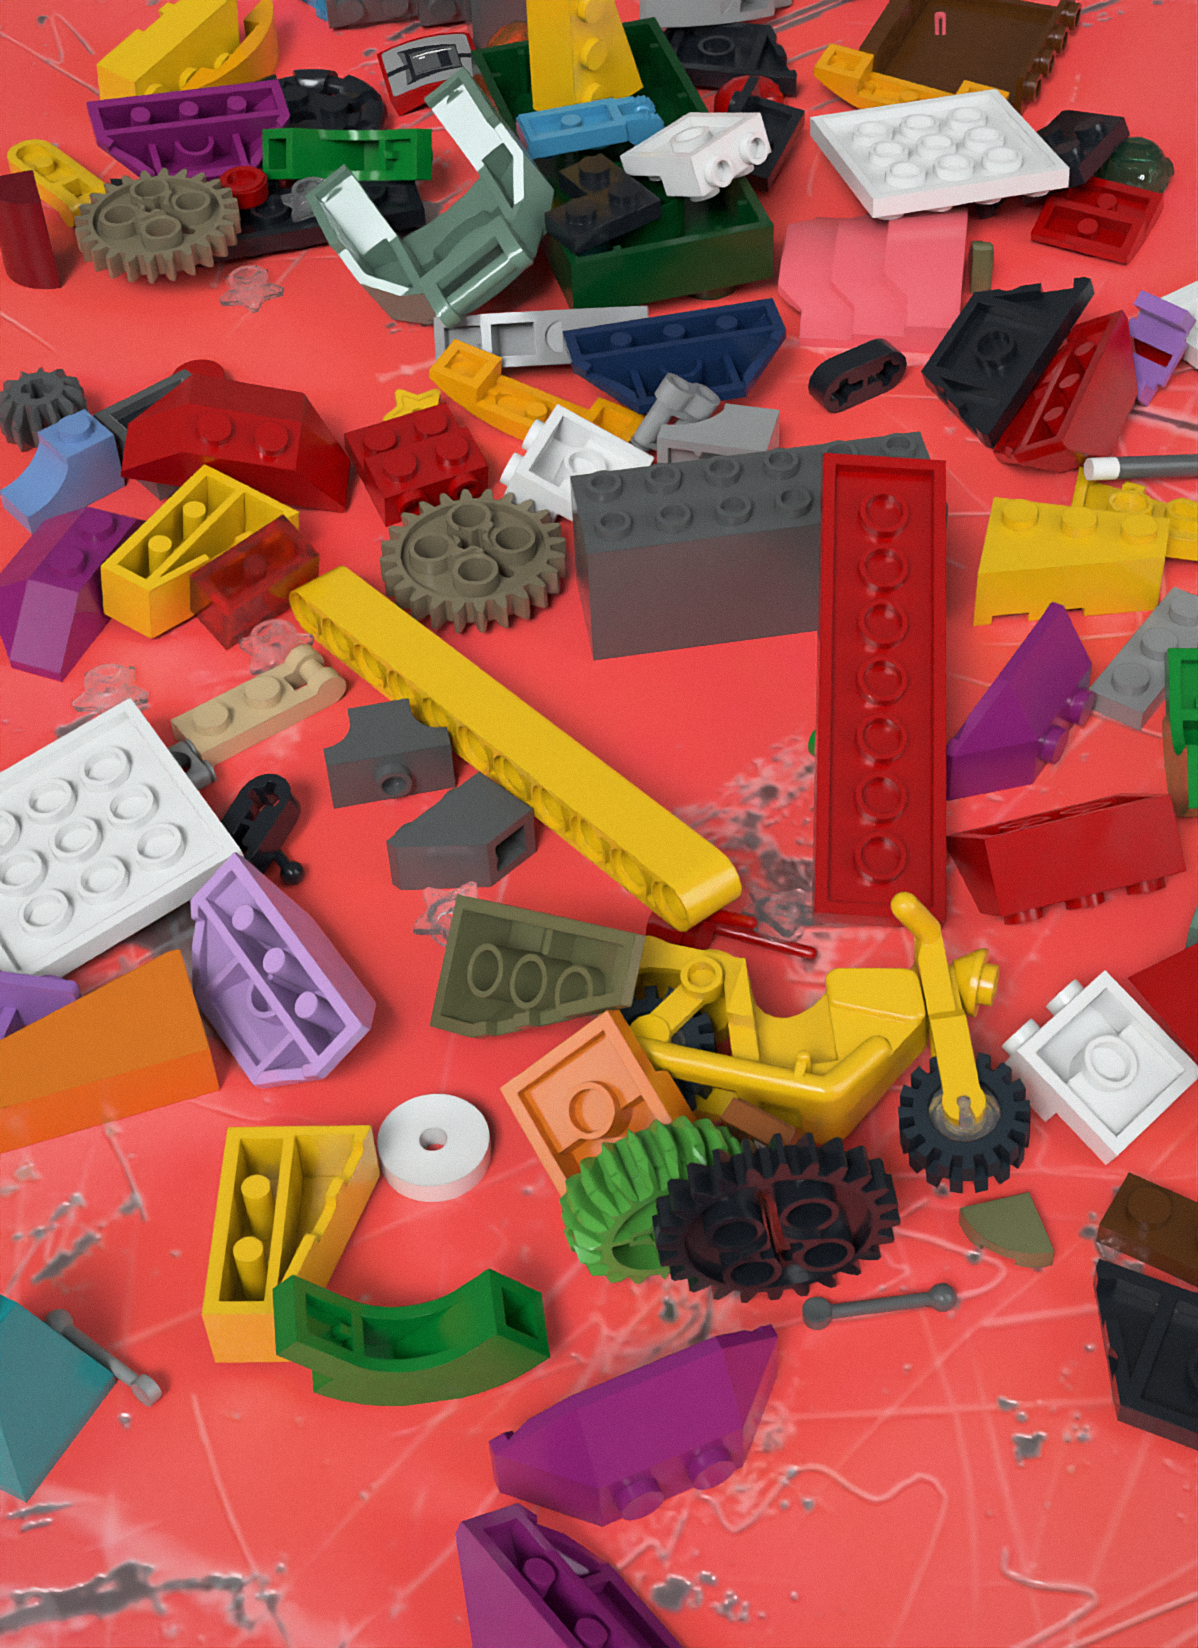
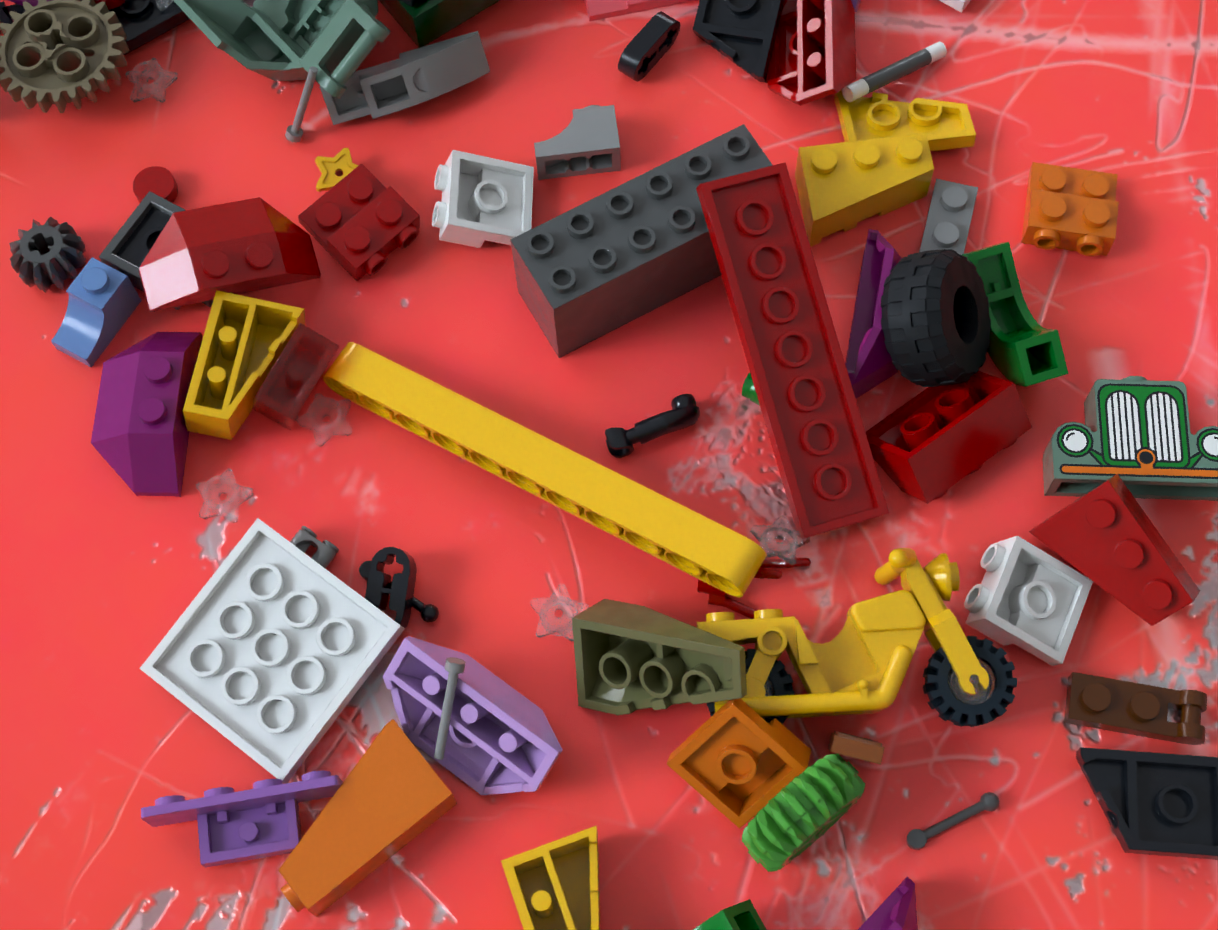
camera: 20 degrees left, 20 degrees up
(260, 706) = (340, 478): tan plate -> none
(276, 893) = (454, 667): none -> light grey piece
(386, 368) = (294, 132): none -> light grey piece
(388, 756) = (457, 497): dark grey brick -> none
(438, 1173) = (630, 824): white piece -> none
(465, 837) = (543, 552): dark grey slope -> none
(473, 560) = (441, 301): dark tan gear -> none
(476, 383) = (417, 146): light orange slope -> none
(678, 399) = (540, 125): light grey piece -> none
(709, 346) = (521, 75): dark blue wedge -> none
(715, 748) = (683, 414): none -> black arm
(826, 1201) = (878, 814): black gear -> none
(1009, 1229) = (1013, 738): olive tile -> none
(1093, 701) = (936, 318): none -> black tyre

